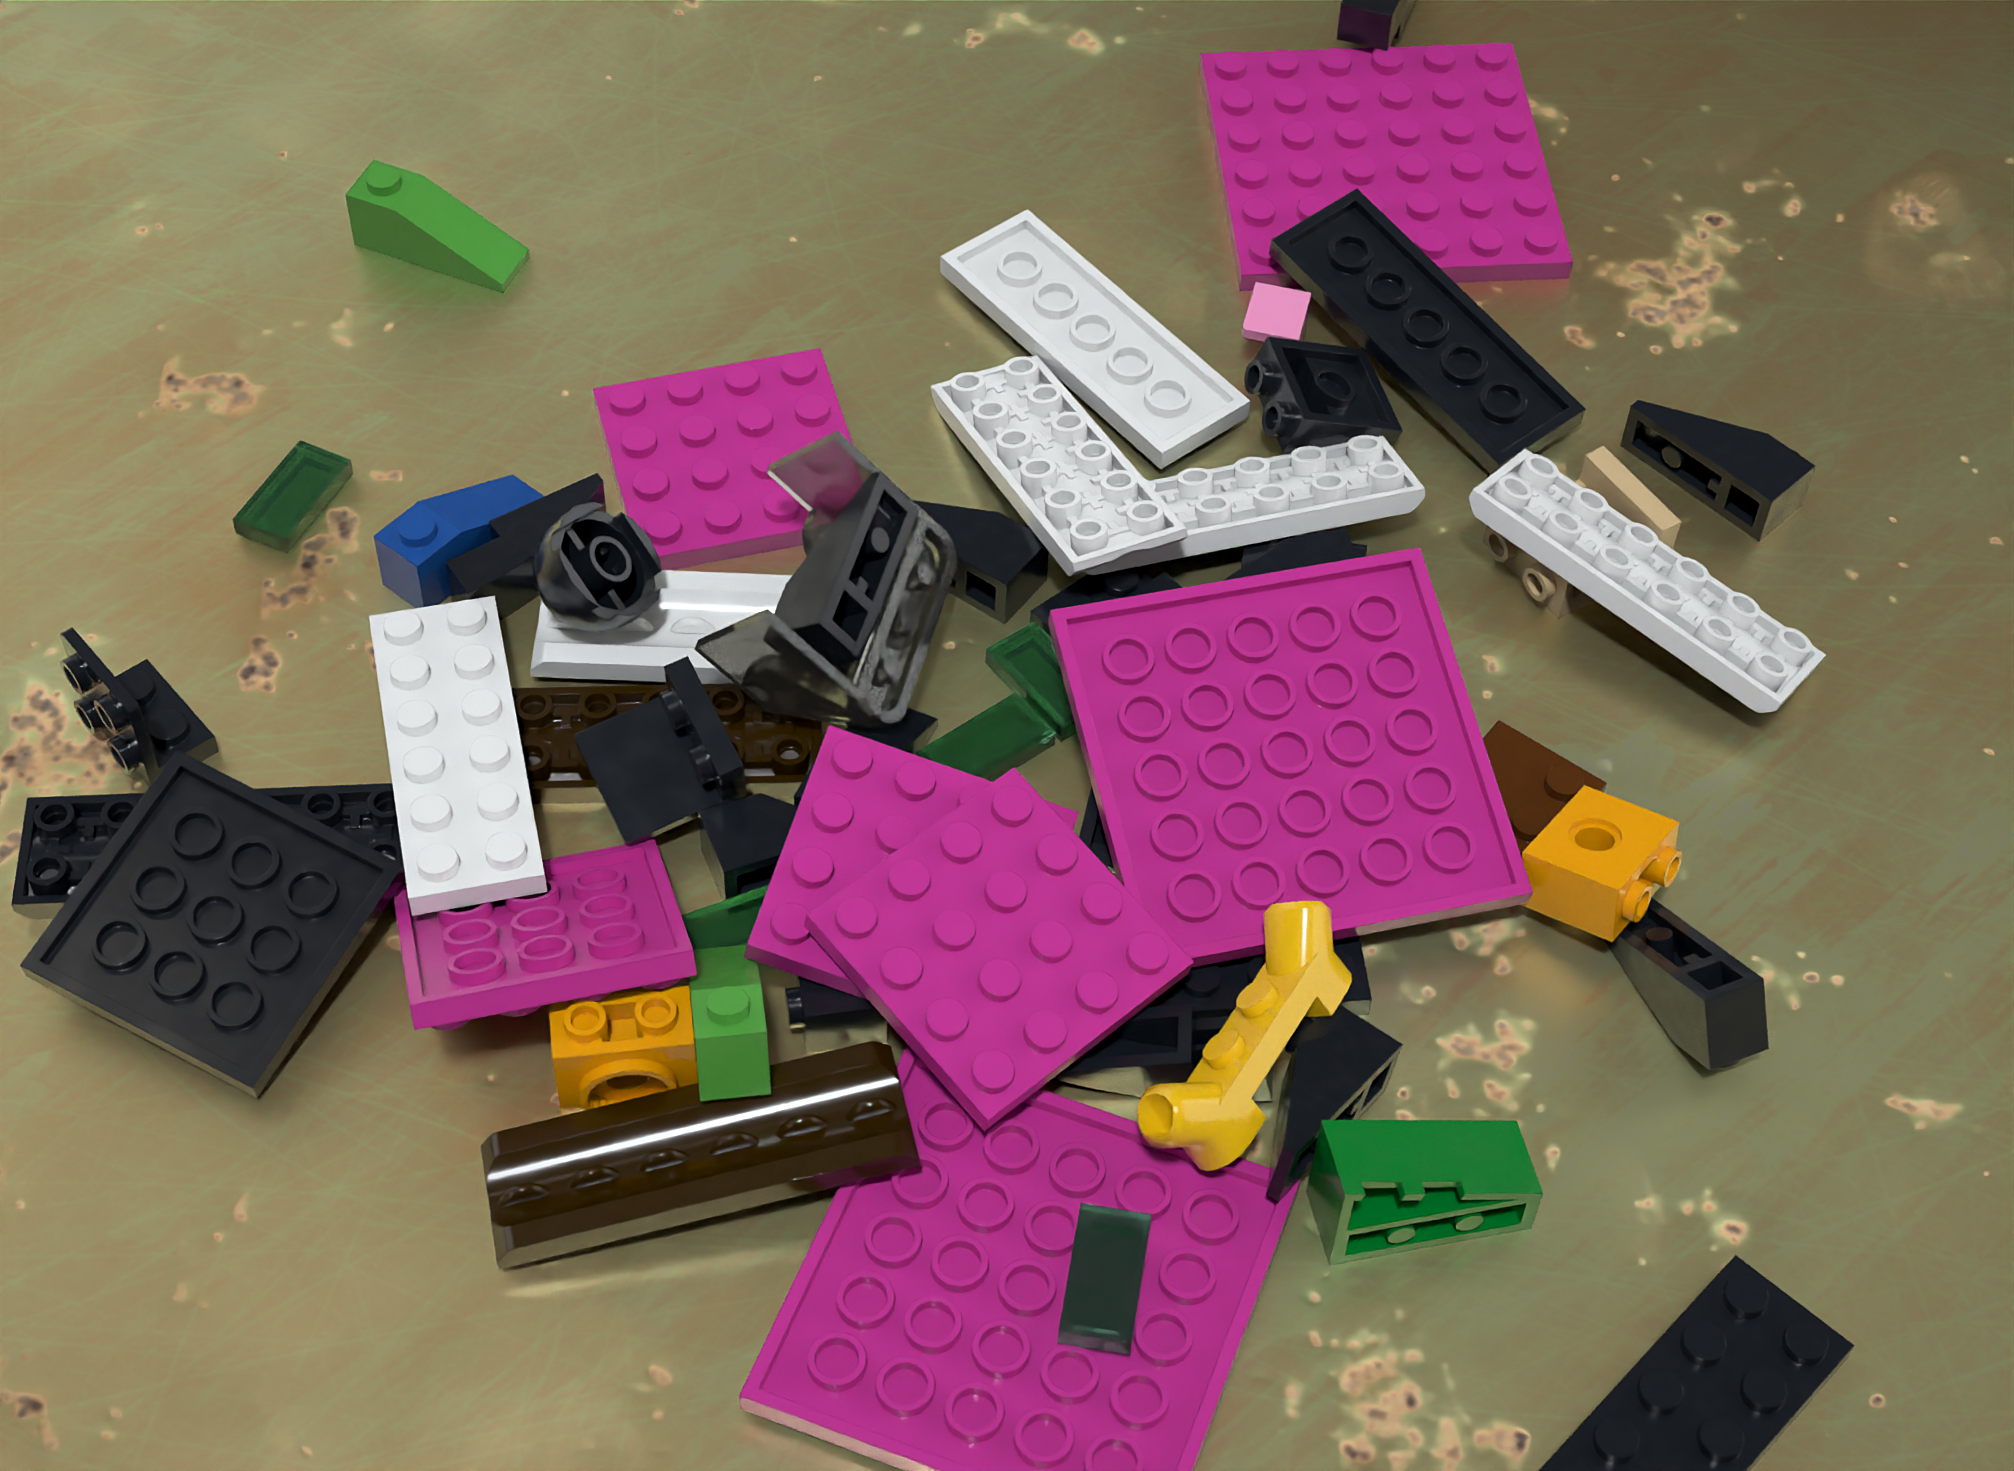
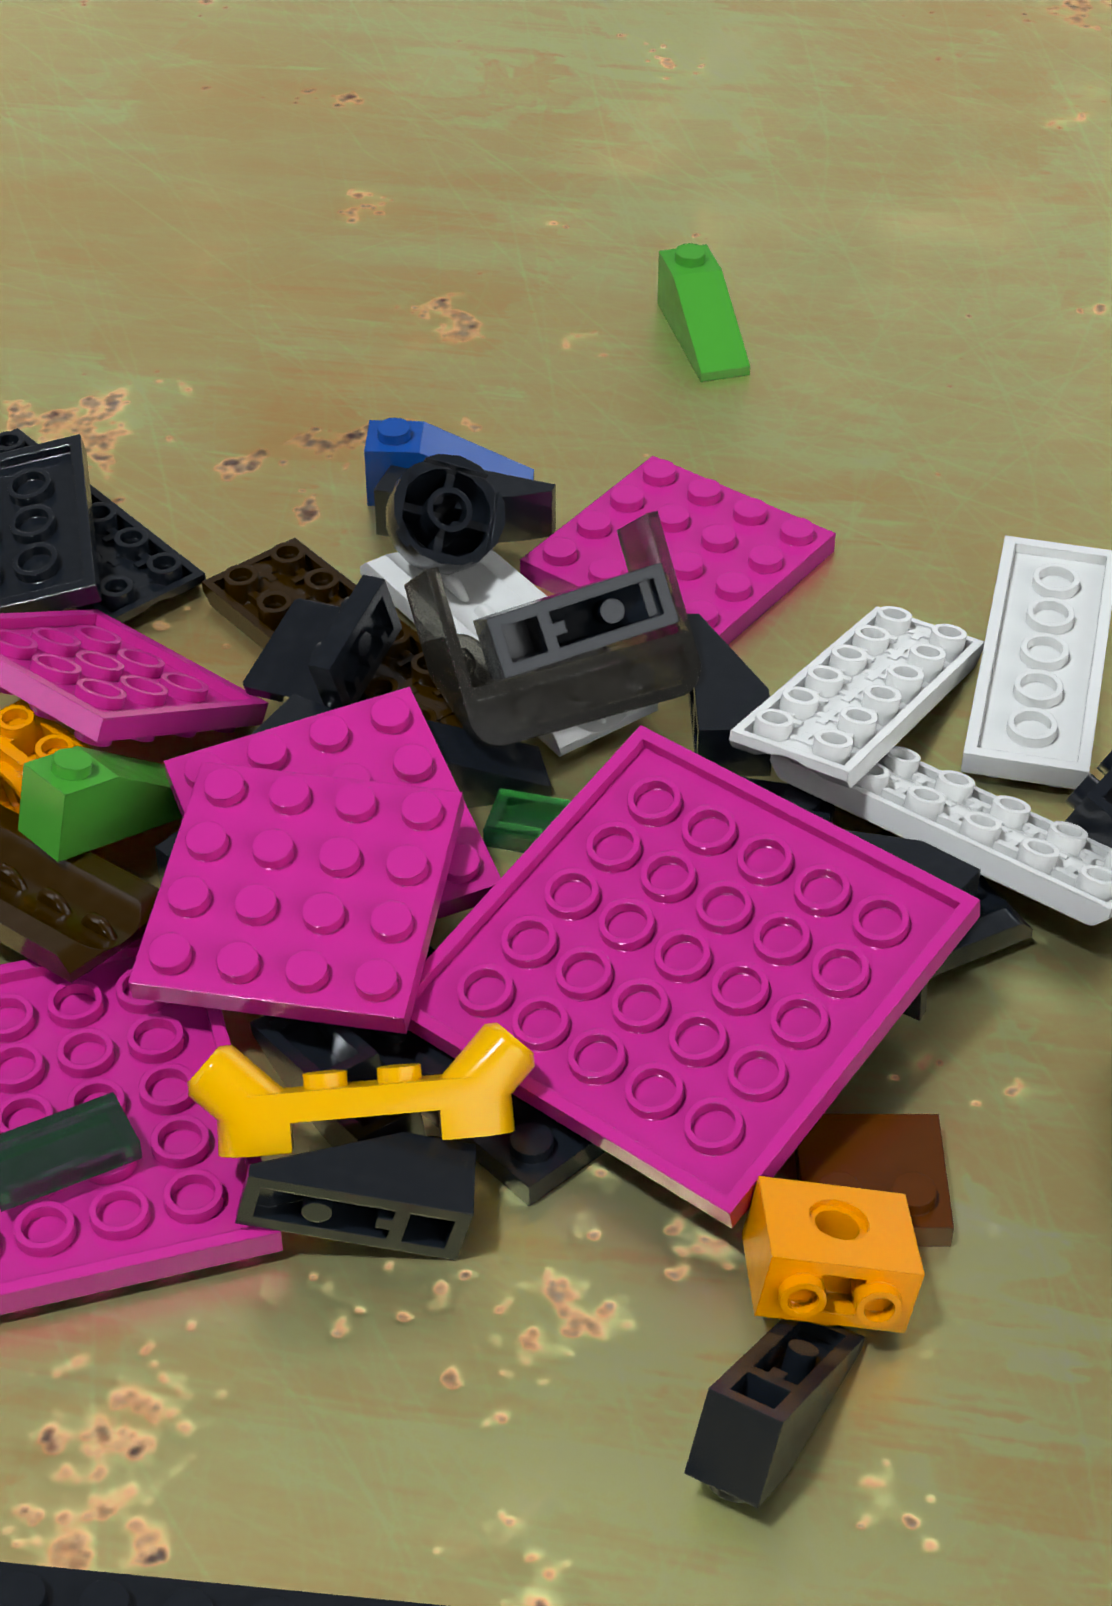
camera: 55 degrees right, 10 degrees down
(134, 711) = (121, 438): black bracket -> none
(293, 496) = (396, 394): clear green tile -> none
(455, 756) = (223, 562): white plate -> none
(1418, 1184) = (338, 1307): green wedge -> none

